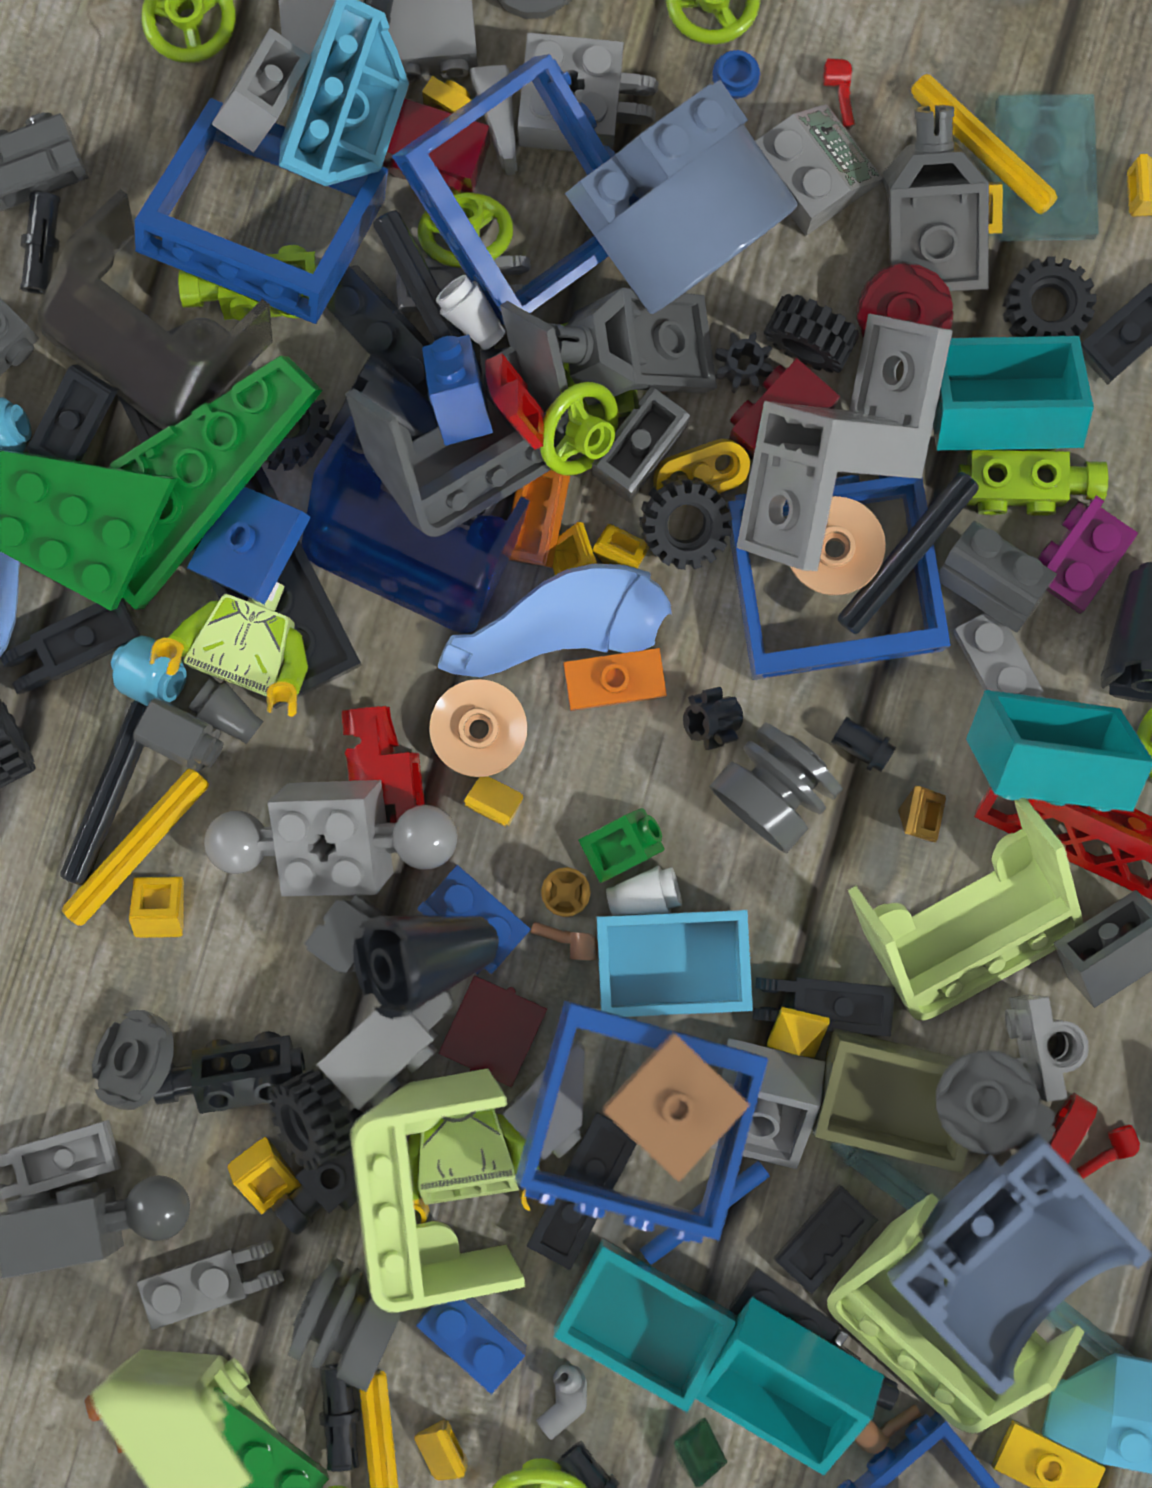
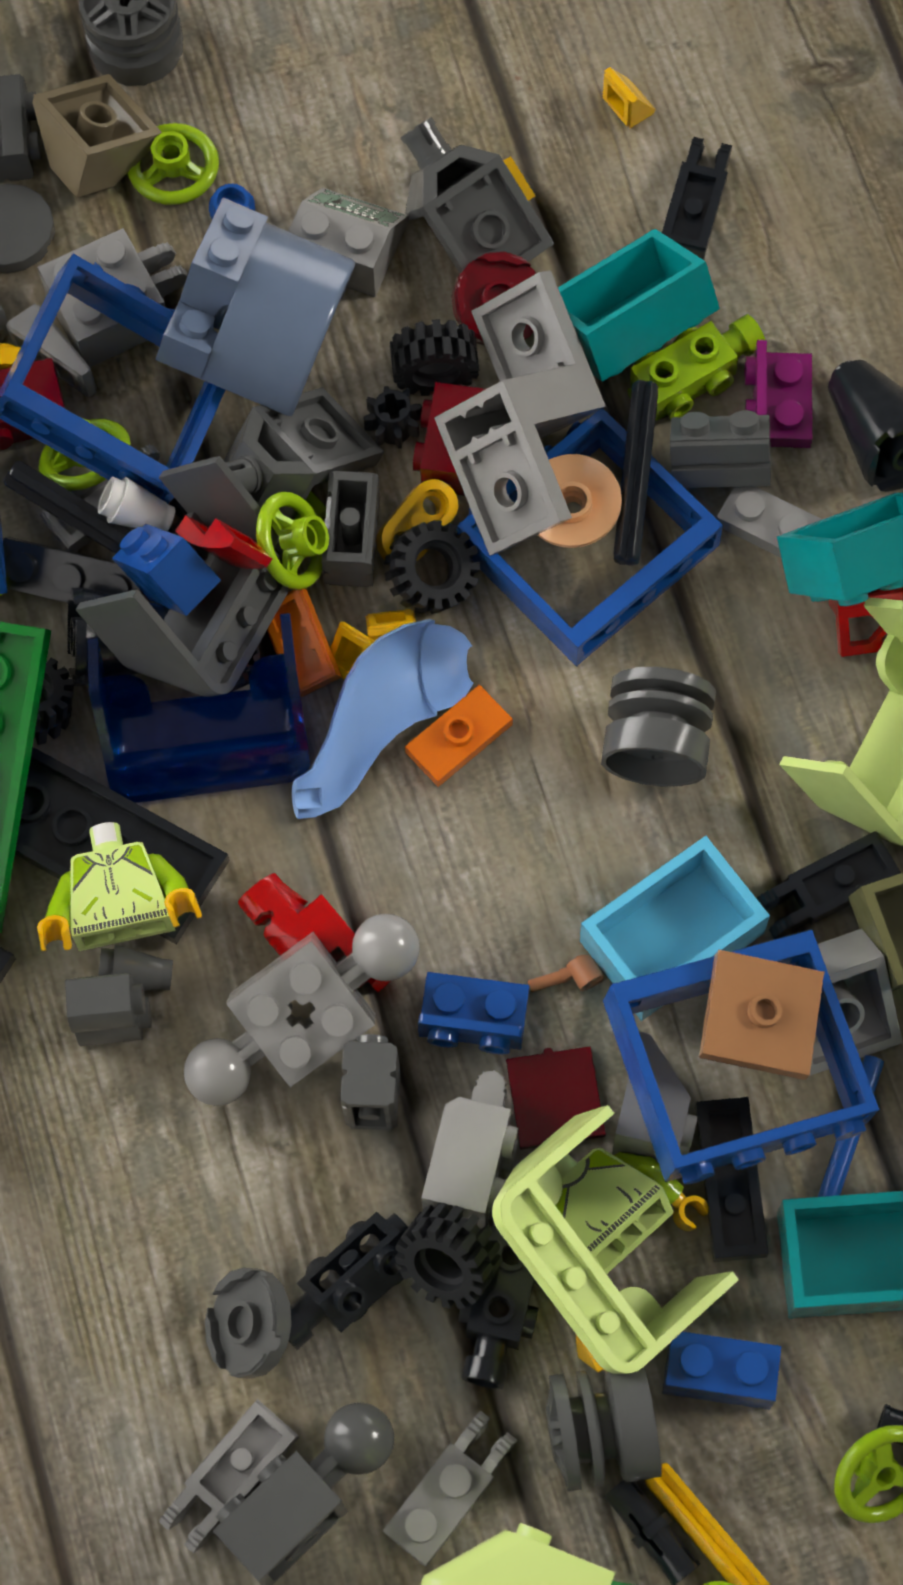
camera: 30 degrees left, 15 degrees down
(105, 800) = (72, 1112): black axle -> none
(135, 847) = (126, 1142): yellow axle -> none
(140, 679) = (38, 978): medium azure head -> none
(157, 907) = (181, 1183): yellow slope -> none
(249, 544) = (66, 807): blue plate -> none
(262, 1175) = (434, 1358): yellow slope -> none
(420, 958) = (448, 1045): black cone -> none
(442, 1451) = (766, 1499): yellow slope -> none
(474, 702) = (364, 822): light nougat dish -> none
(494, 800) = (423, 901): yellow slope -> none
(565, 892) = (539, 922): pearl gold wheel -> none
(570, 1400) = (848, 1375): light grey arm -> none
(622, 844) = (559, 863): green bracket -> none
(646, 893) = (607, 884): white cone -> none
(713, 718) = (565, 709): black gear -> none
(798, 1032) = (822, 914): yellow slope -> none
(839, 74) = (318, 158): red hand -> none
(864, 744) = (707, 655): black pin -> none
(922, 813) = (796, 678): pearl gold slope -> none
(987, 146) = (493, 139): yellow axle -> none
(1050, 275) = (607, 203): black tyre -> none
(1059, 144) = (539, 127): clear light blue plate -> none

